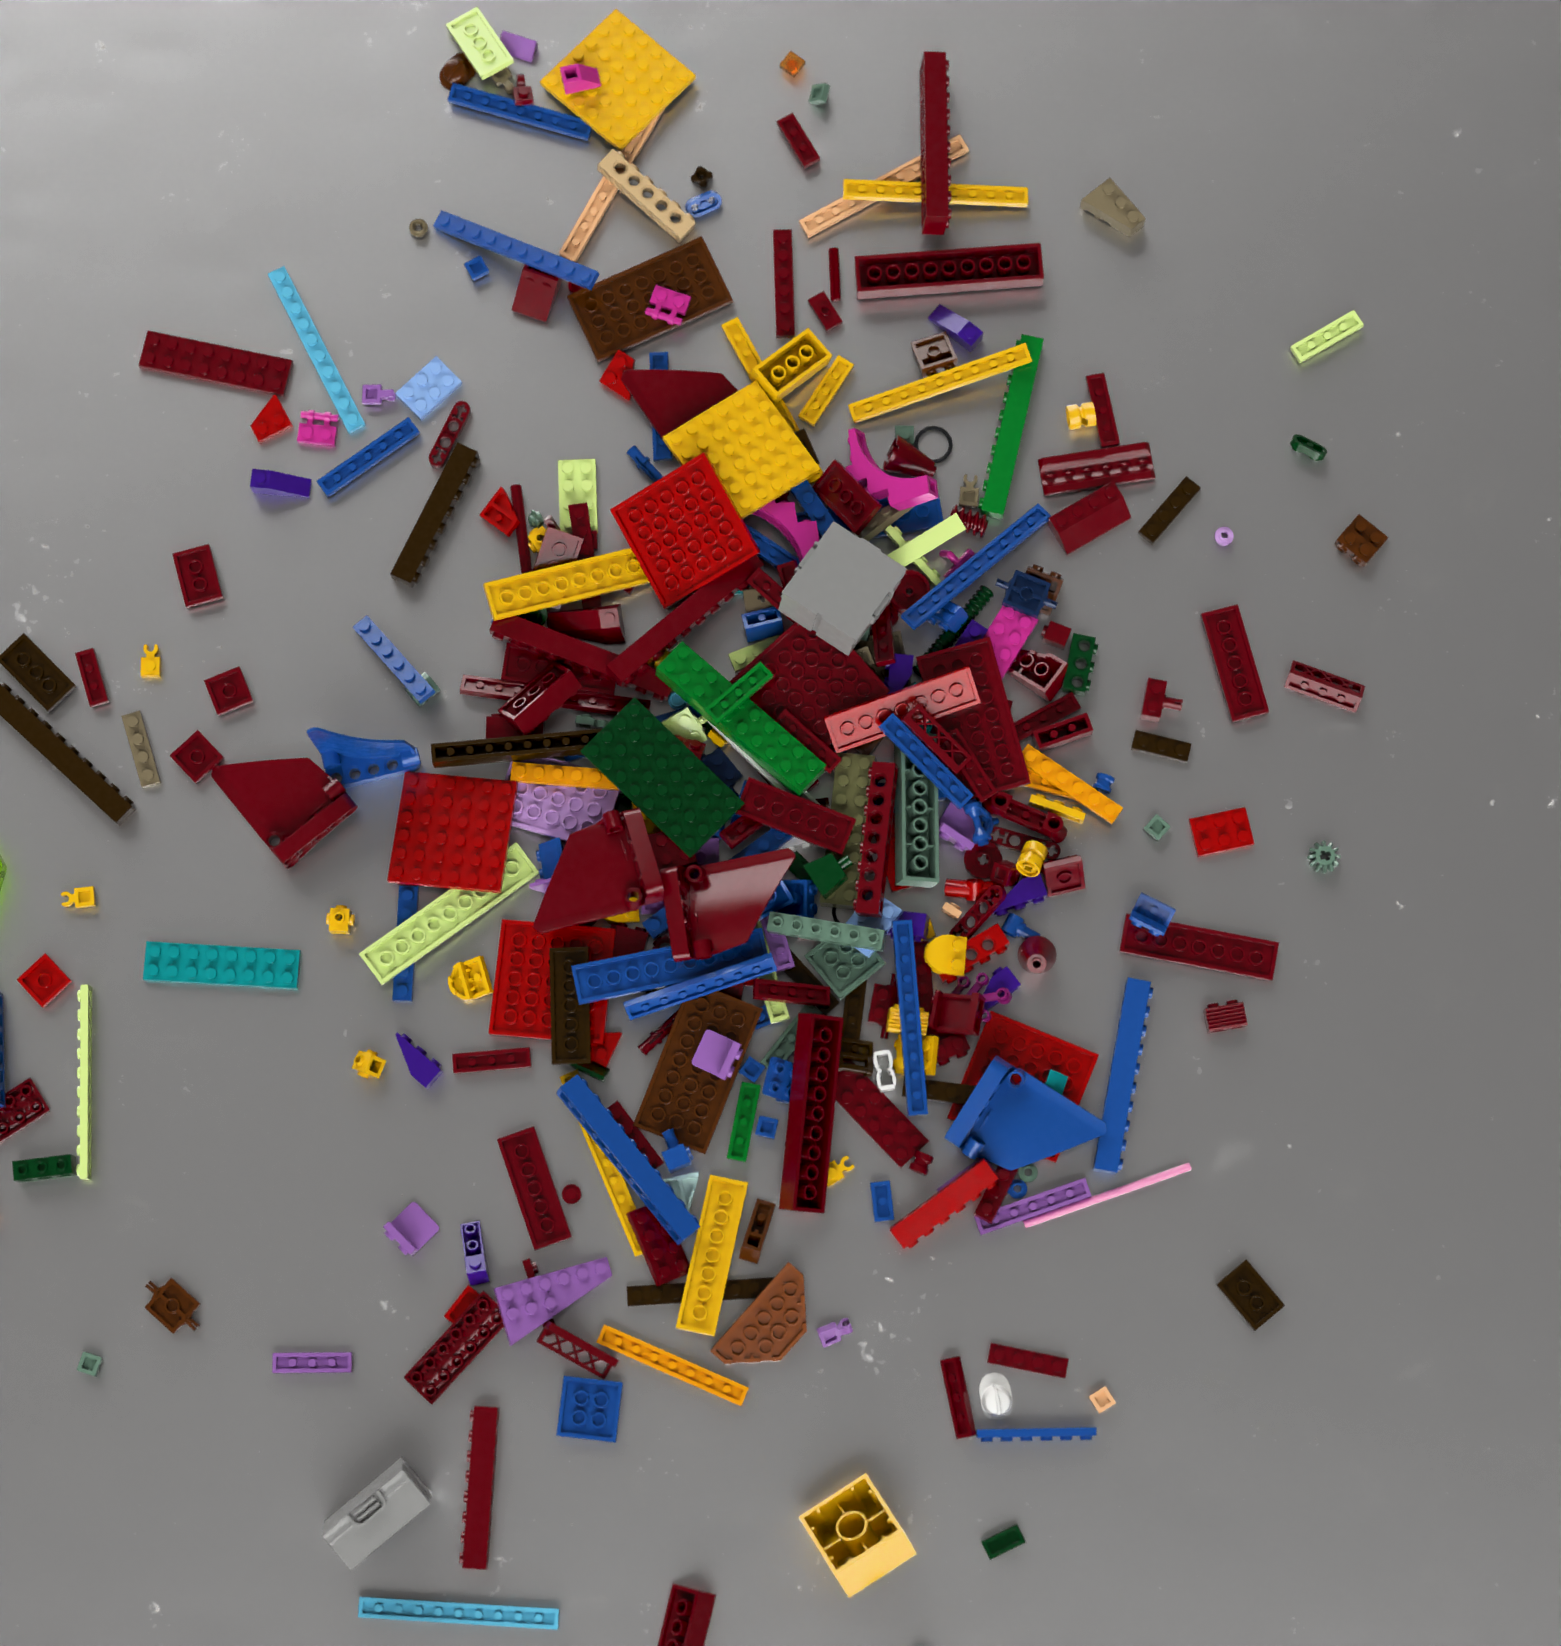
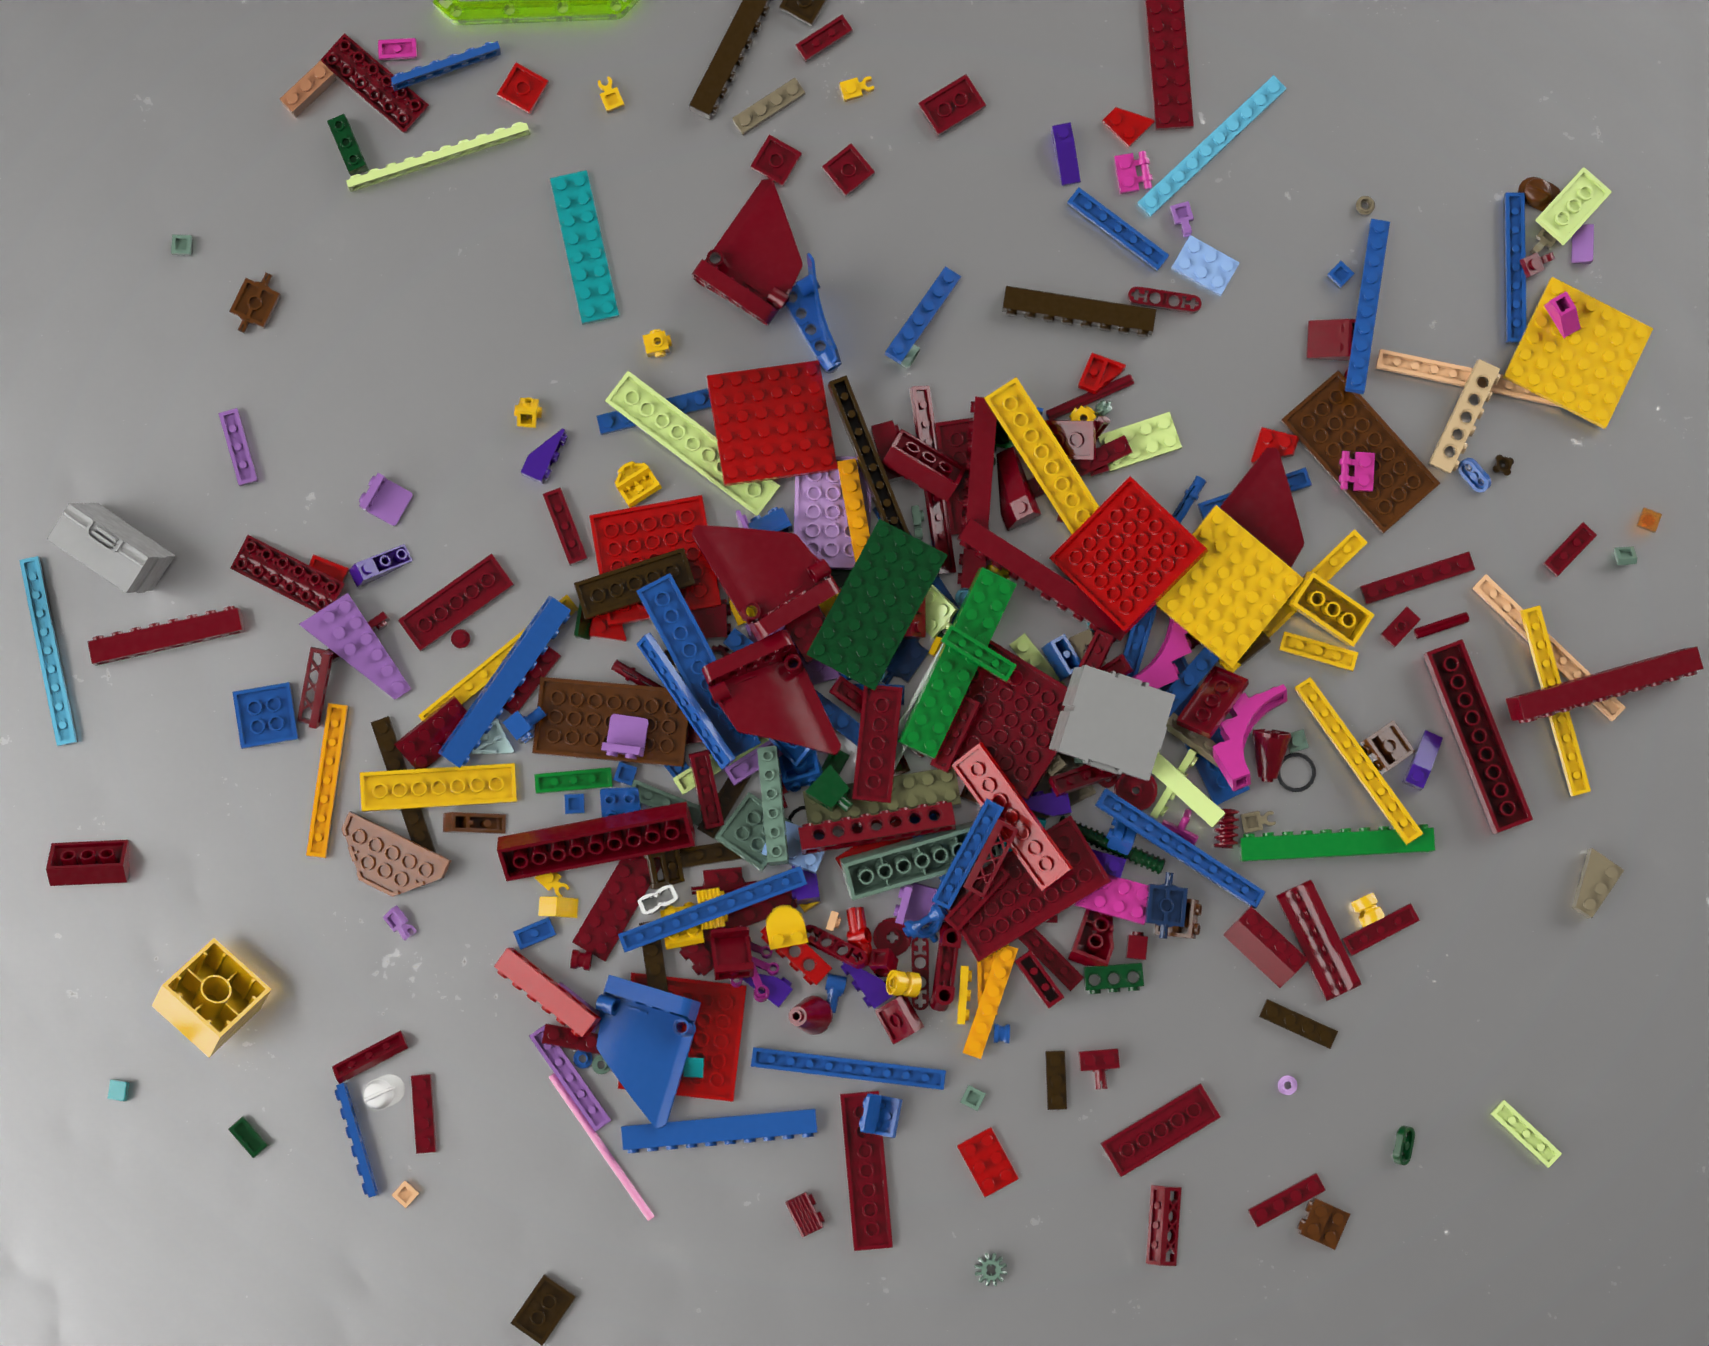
camera: 75 degrees right, 5 degrees up
(862, 1172) = (558, 907): none -> yellow slope
(1096, 937) = (848, 1068): none -> blue plate
(1330, 568) = (1286, 1200): none -> dark red plate

